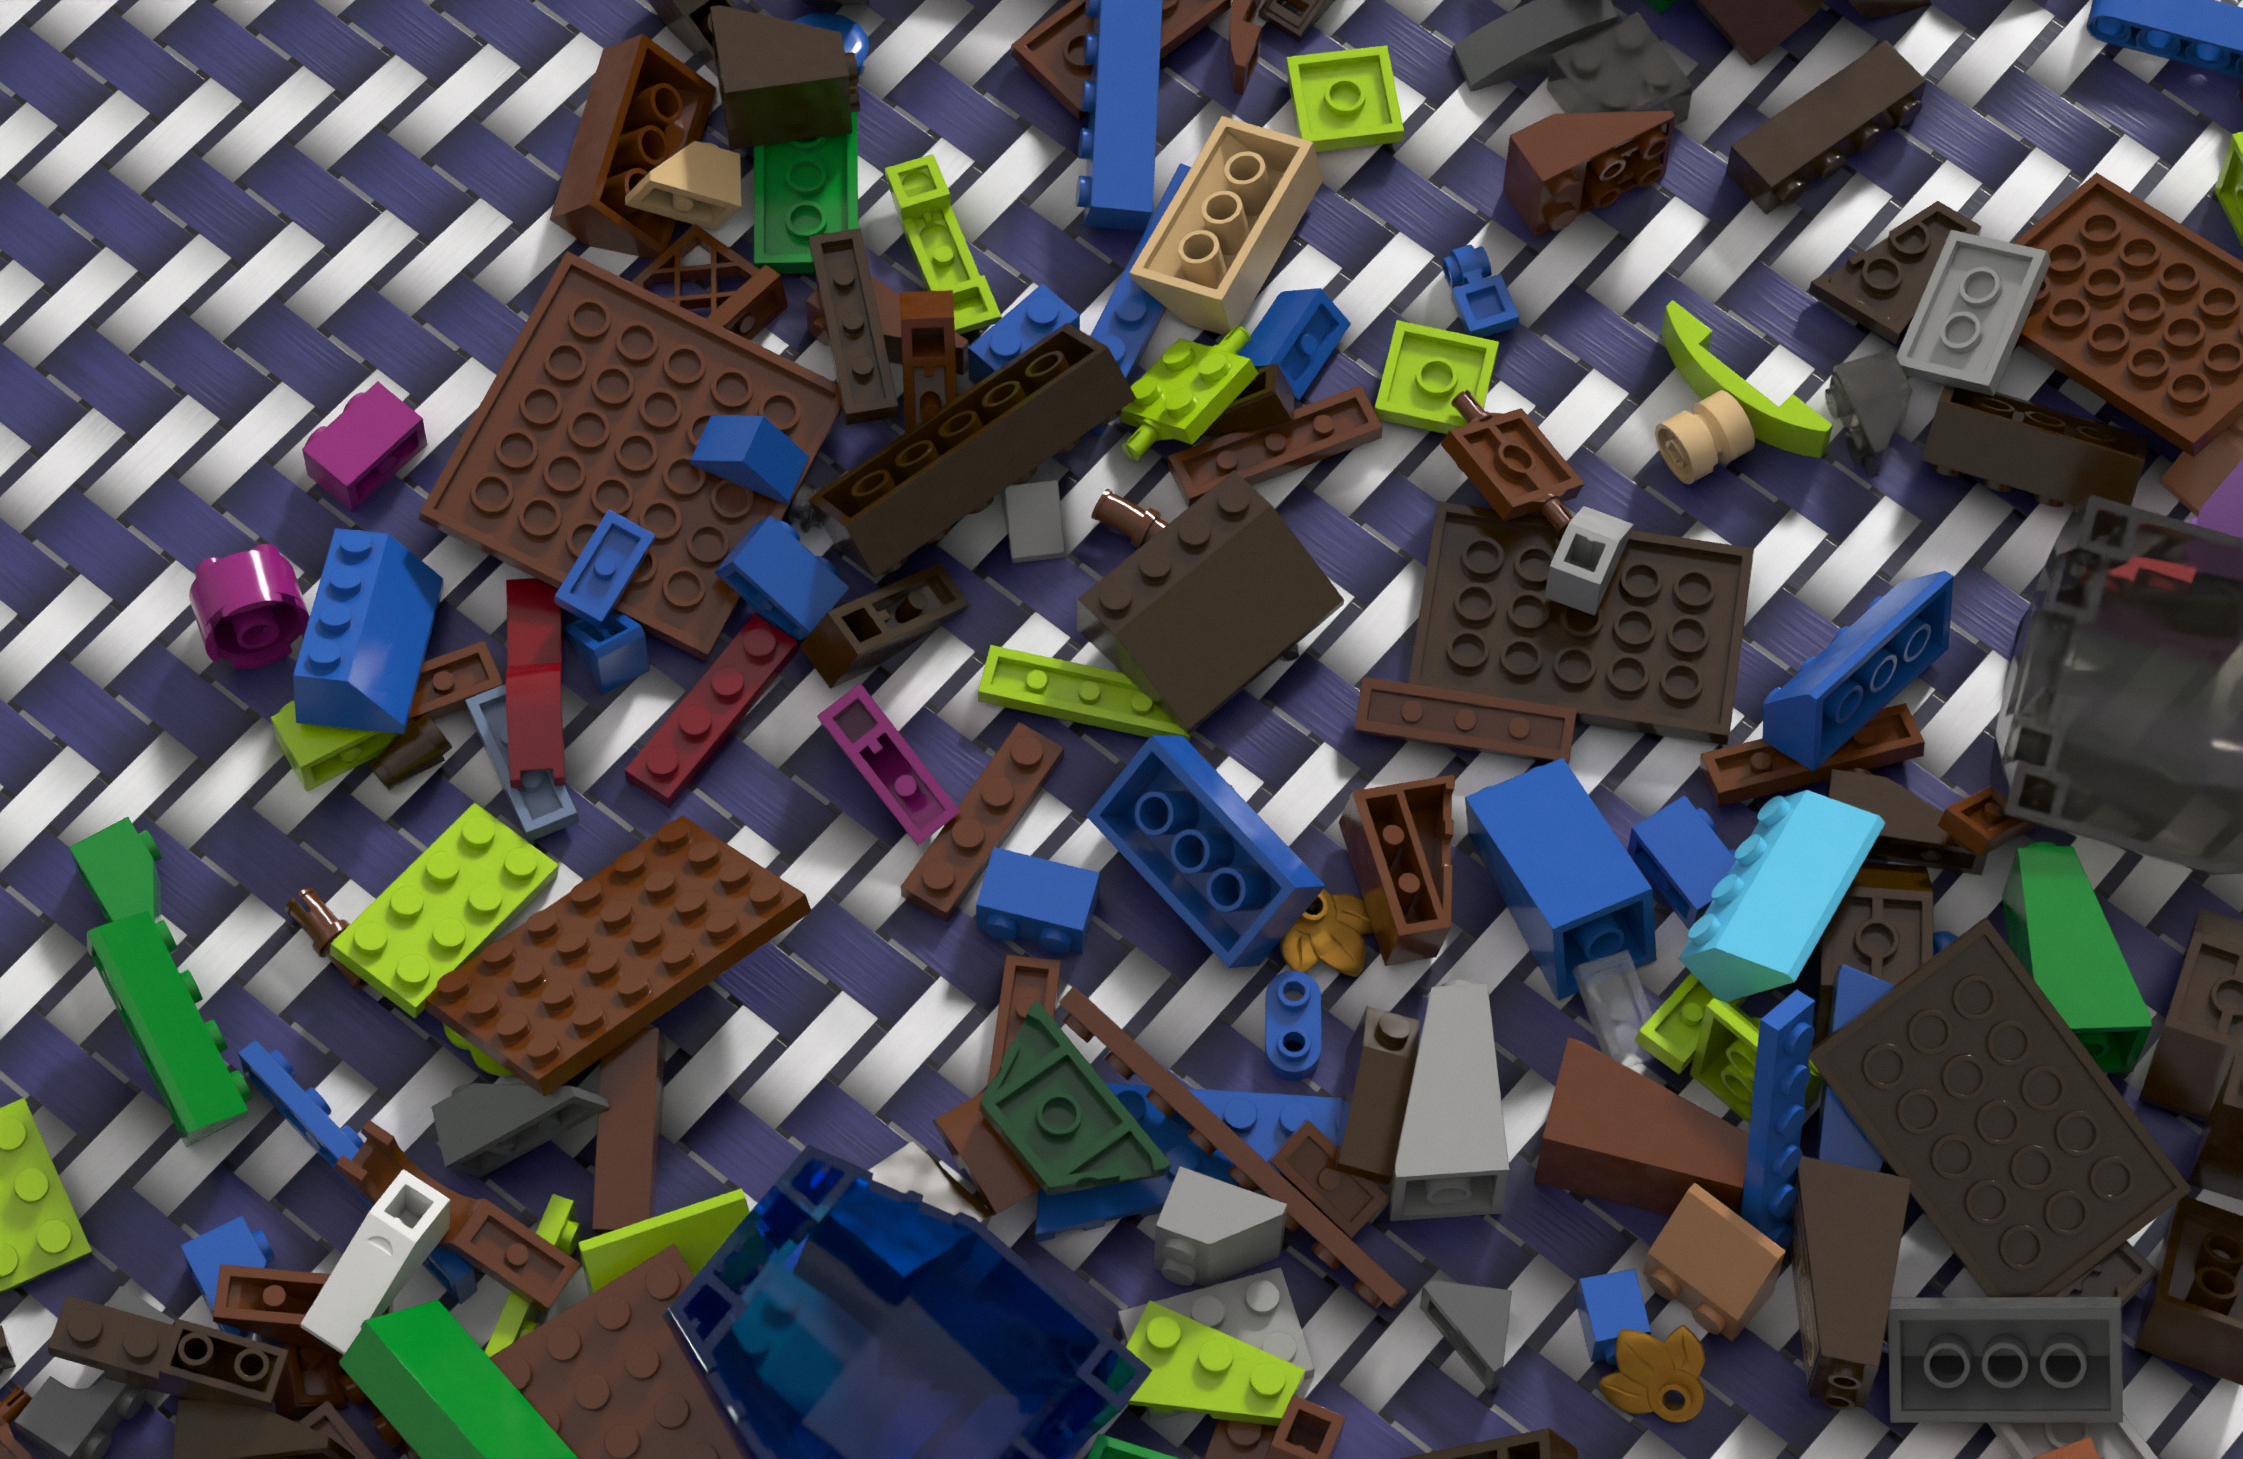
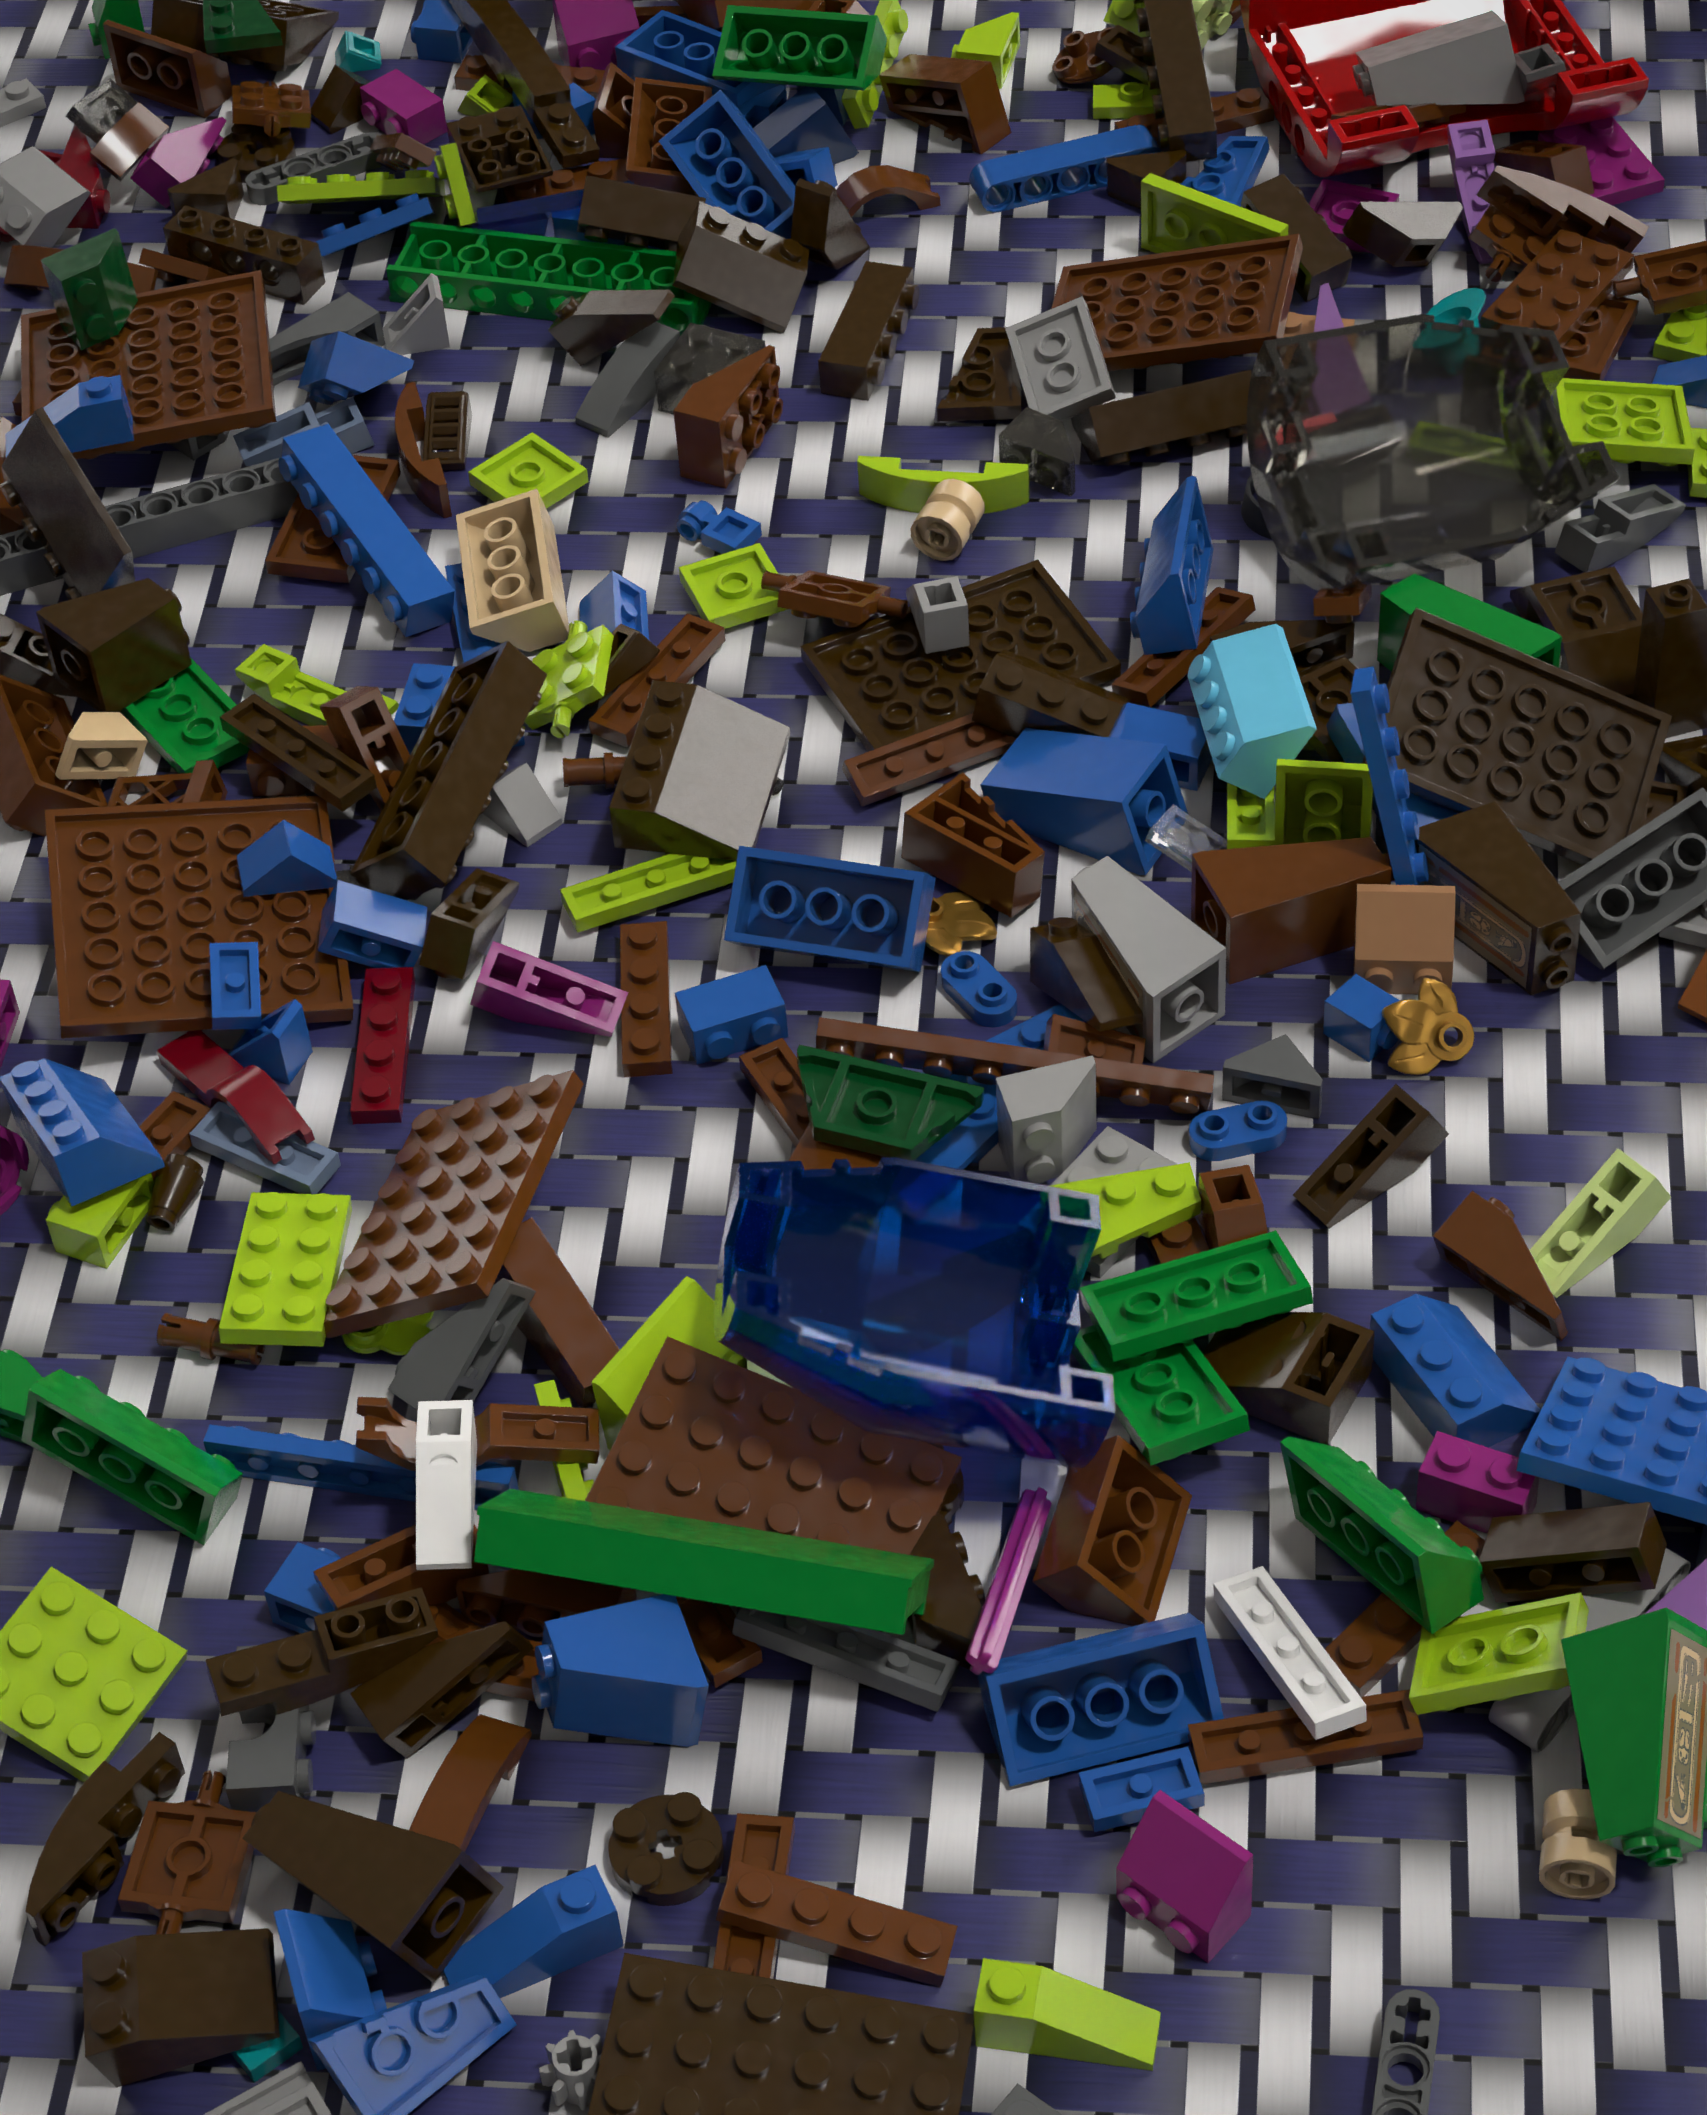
camera: 30 degrees left, 15 degrees down
(1397, 1357) = (1238, 1131): none -> blue plate
(1613, 742) = (1035, 696): none -> dark brown slope

